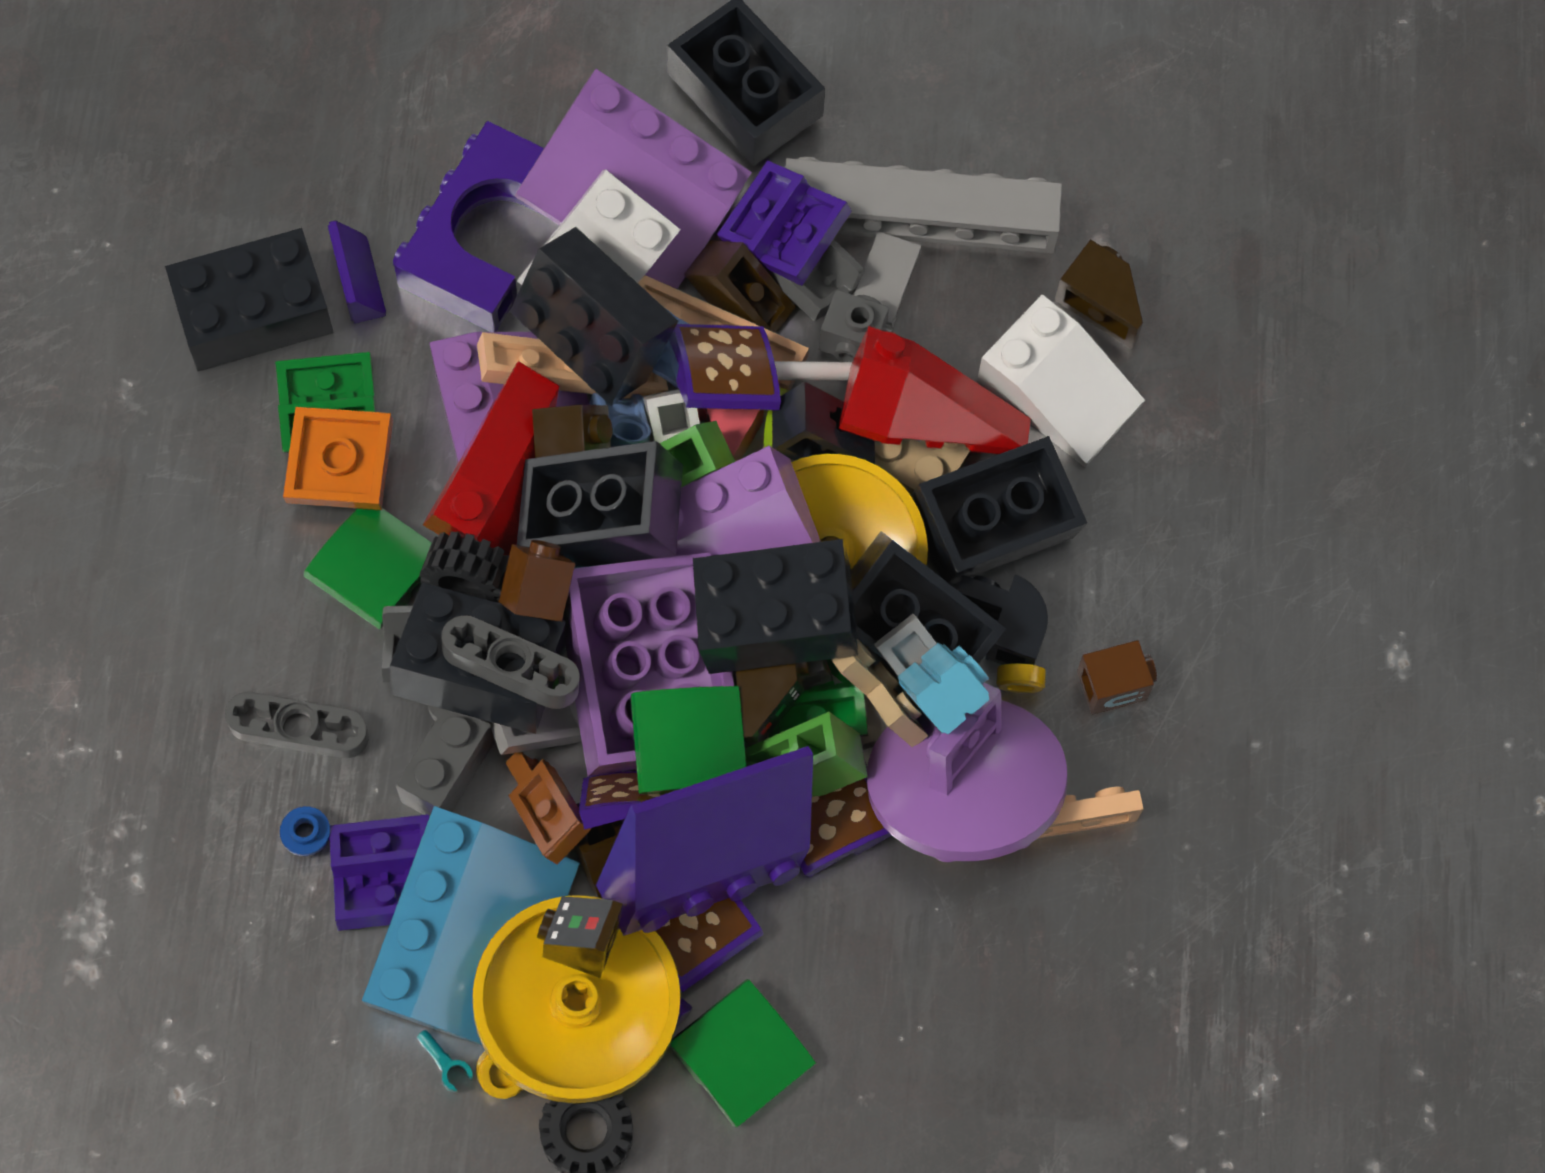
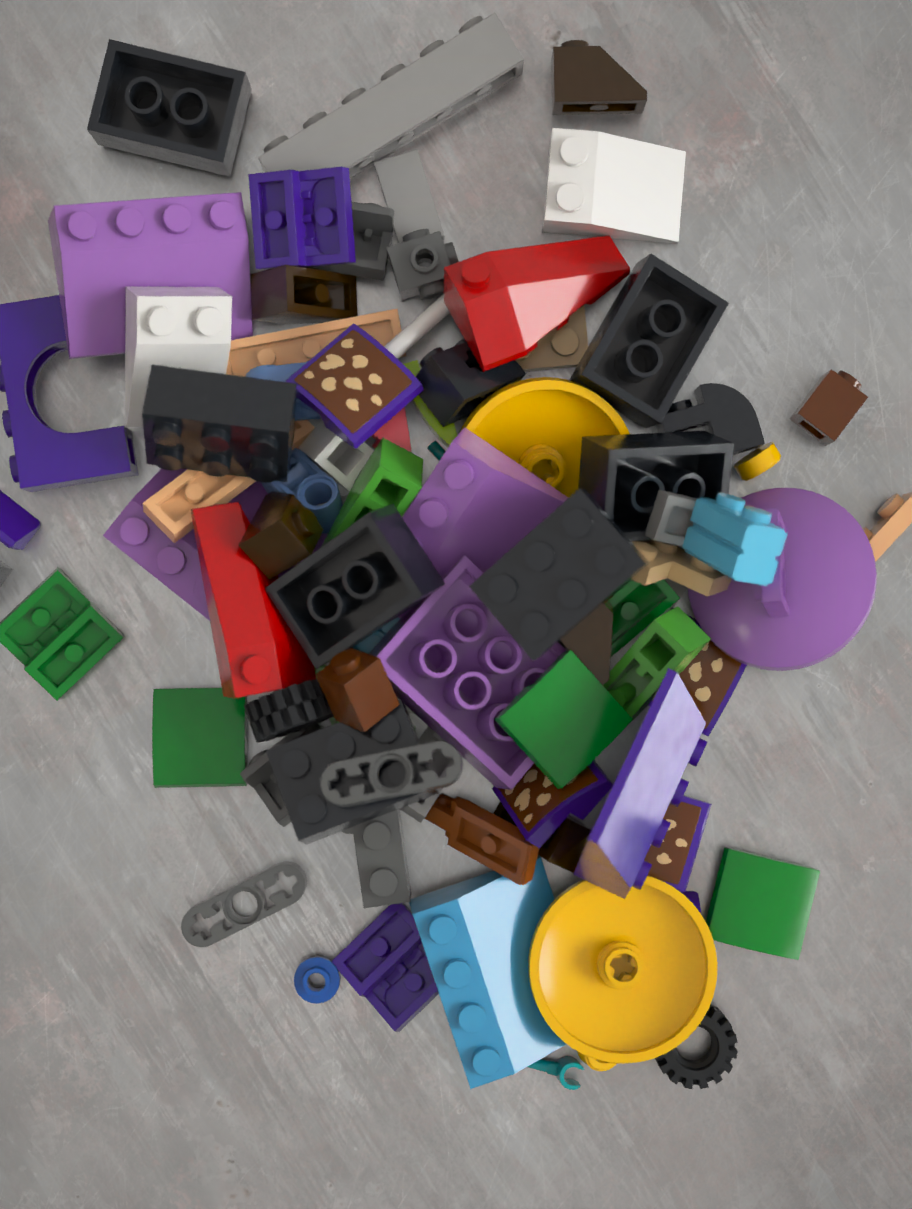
camera: 30 degrees left, 20 degrees up
(338, 458) = (107, 679): orange plate -> none
(581, 933) = (601, 932): slope -> none

